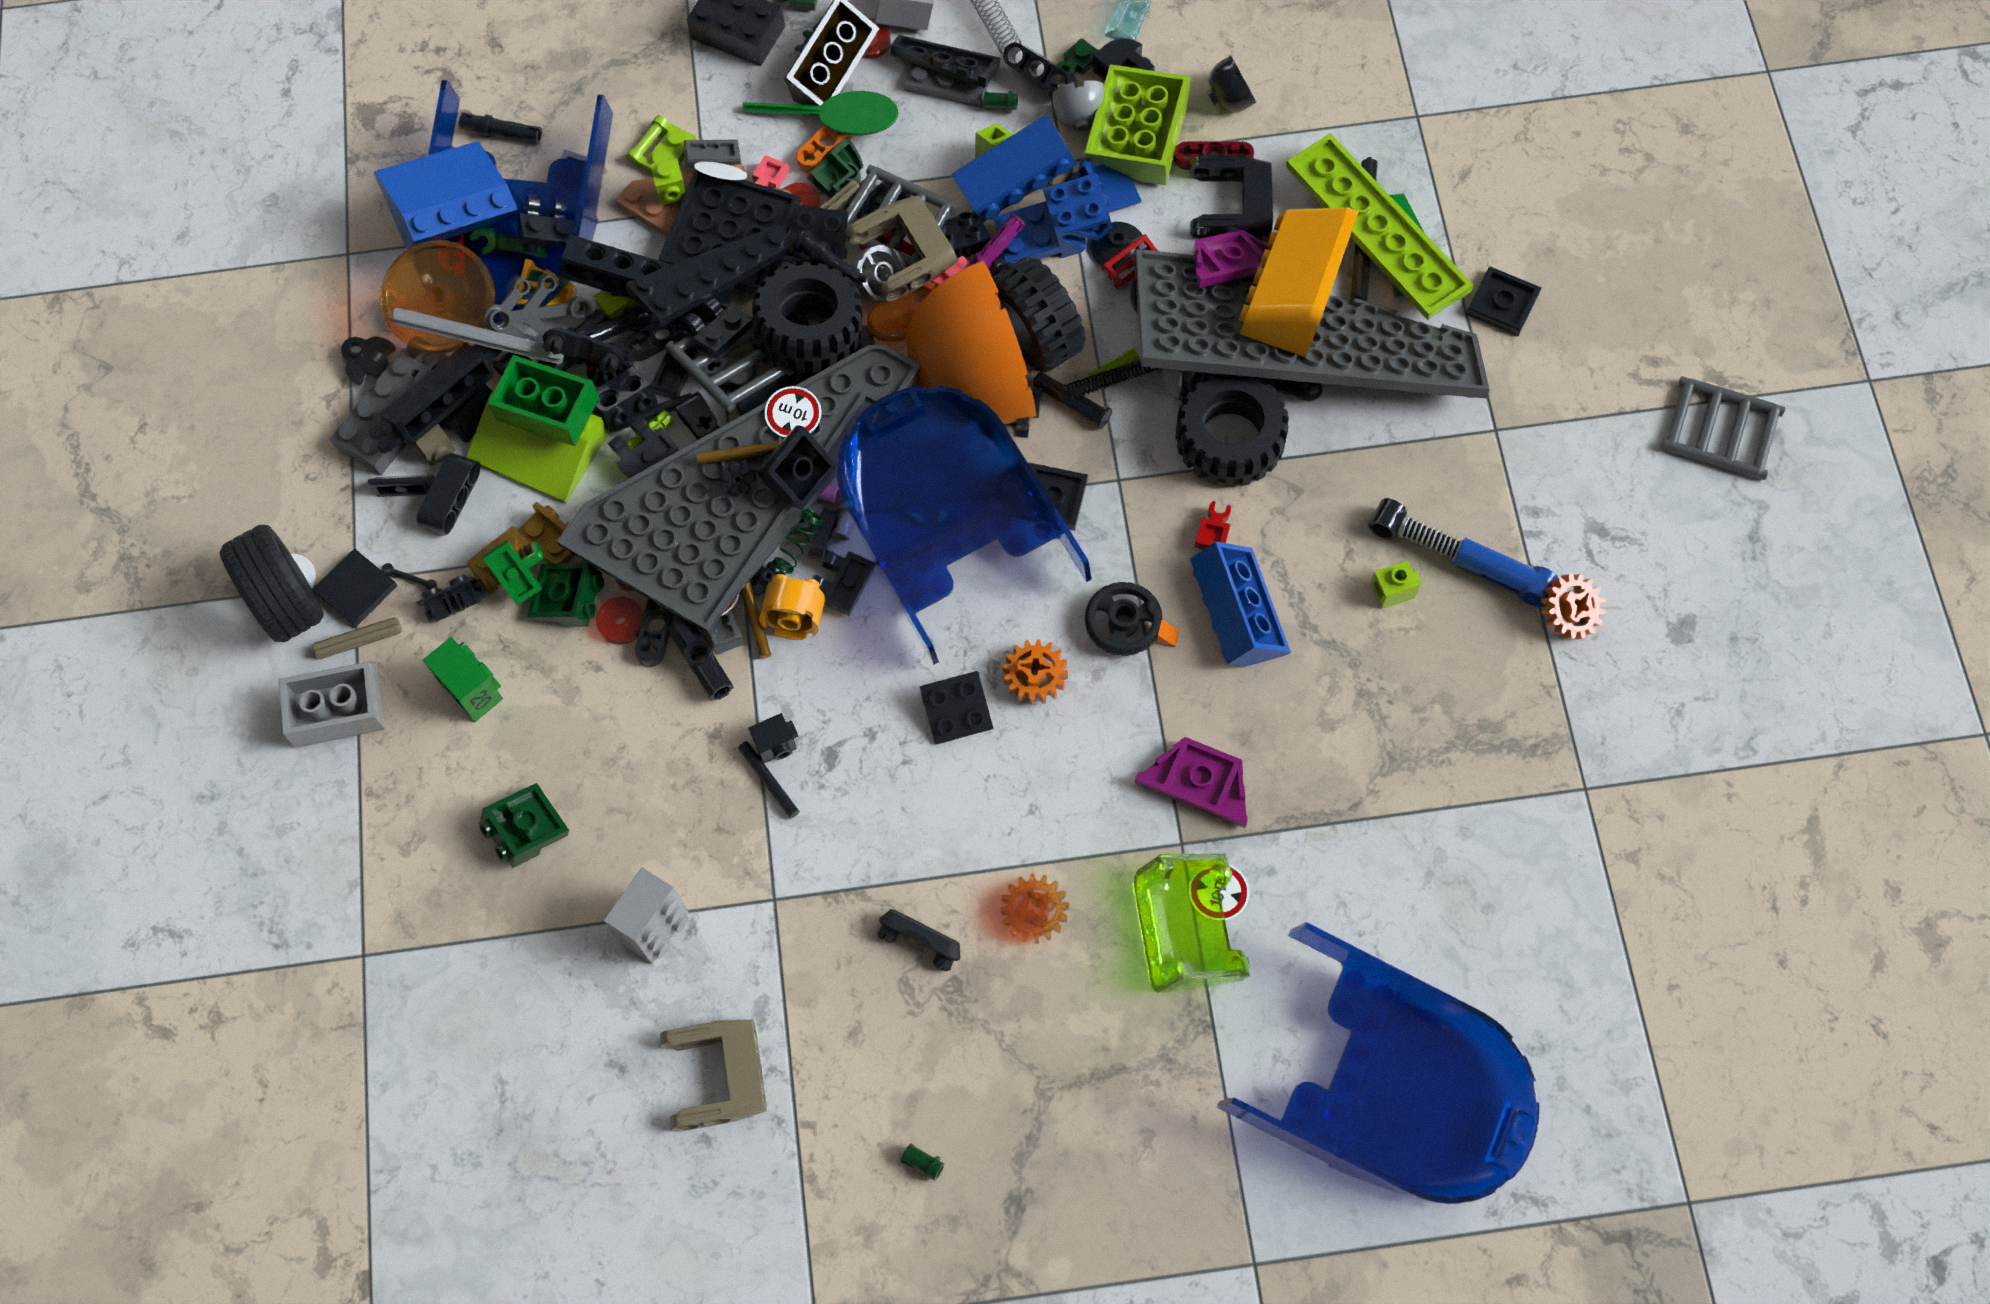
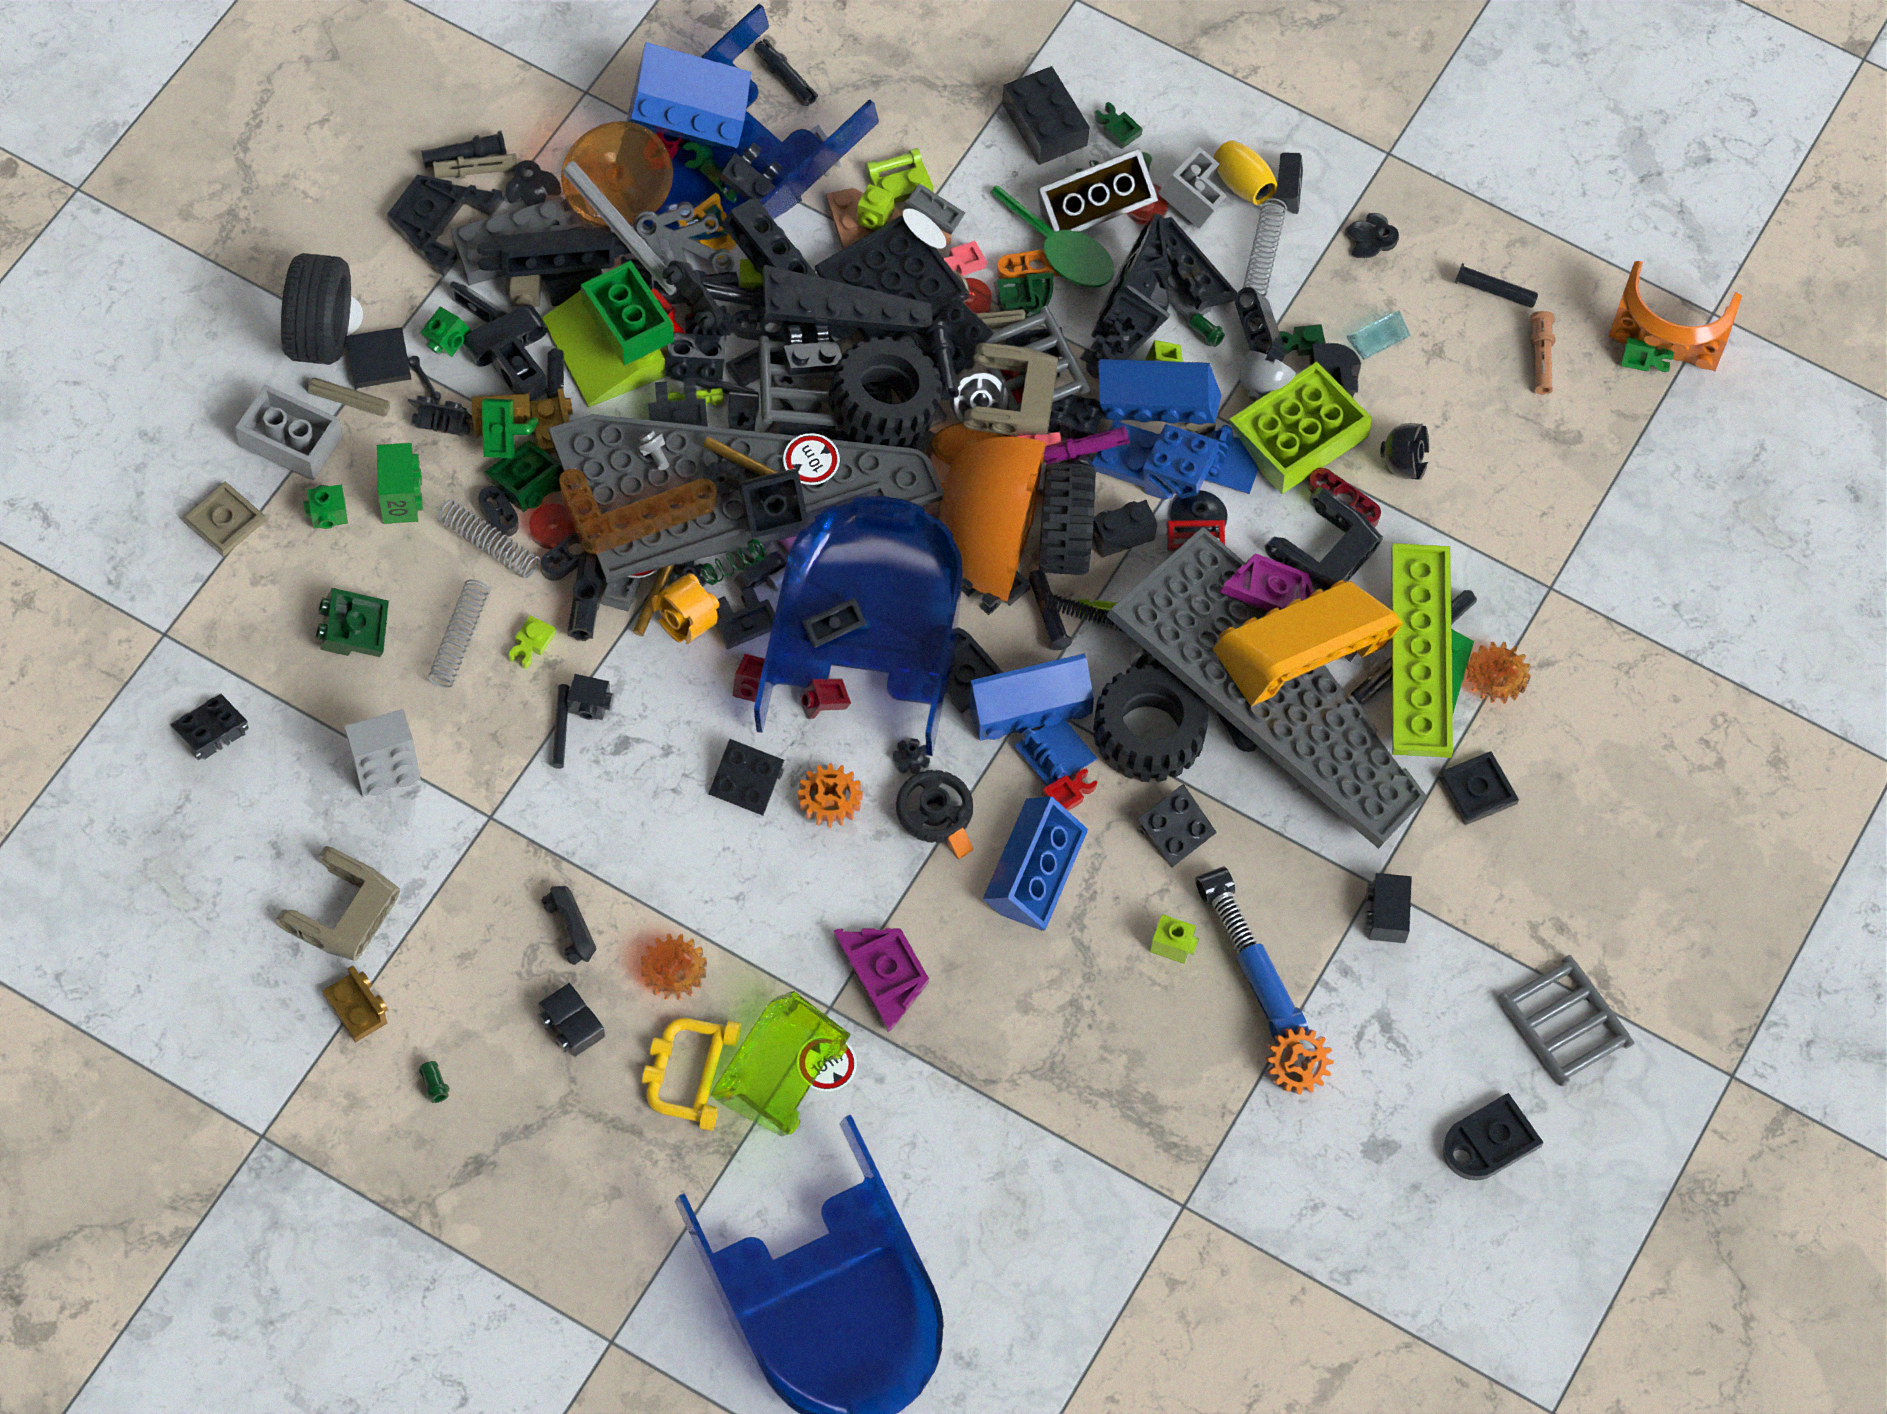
camera: 30 degrees right, 5 degrees down
(280, 396) = (442, 170): none -> dark tan pin
(294, 358) = (476, 148): none -> black pin
(295, 437) = (428, 209): none -> black wing
(334, 818) = (224, 518): none -> dark tan tile
(396, 526) = (445, 332): none -> green brick
(416, 743) = (326, 506): none -> green brick
(471, 1004) = (209, 725): none -> black hinge
(484, 511) = (518, 368): none -> black brick
(516, 494) = (555, 372): none -> black axle
(562, 646) = (503, 508): none -> black beam
(616, 765) = (459, 631): none -> light grey piece
(633, 669) = (490, 541): none -> light grey piece
(654, 491) = (651, 444): none -> light grey plate
(682, 724) = (532, 637): none -> lime plate
(688, 562) = (631, 514): none -> clear orange beam
(800, 1147) = (356, 1004): none -> pearl gold bracket
(890, 623) = (748, 677): none -> dark red bracket
(918, 531) = (833, 622): none -> black slope
(931, 113) = (1135, 301): none -> black connector
(960, 596) = (824, 696): none -> dark red bracket
(990, 1019) = (571, 1020): none -> black brick
(1068, 592) = (911, 756): none -> black plant
(1082, 284) = (1124, 528): none -> black brick
(1096, 1010) = (662, 1049): none -> yellow bar
(1125, 477) = (1031, 697): none -> slope
(1174, 506) = (1054, 751): none -> blue hinge
(1317, 494) = (1176, 825): none -> black hinge
(1445, 205) = (1490, 662): none -> clear orange gear
(1528, 438) = (1389, 907): none -> black brick
(1755, 556) = (1492, 1138): none -> black tile

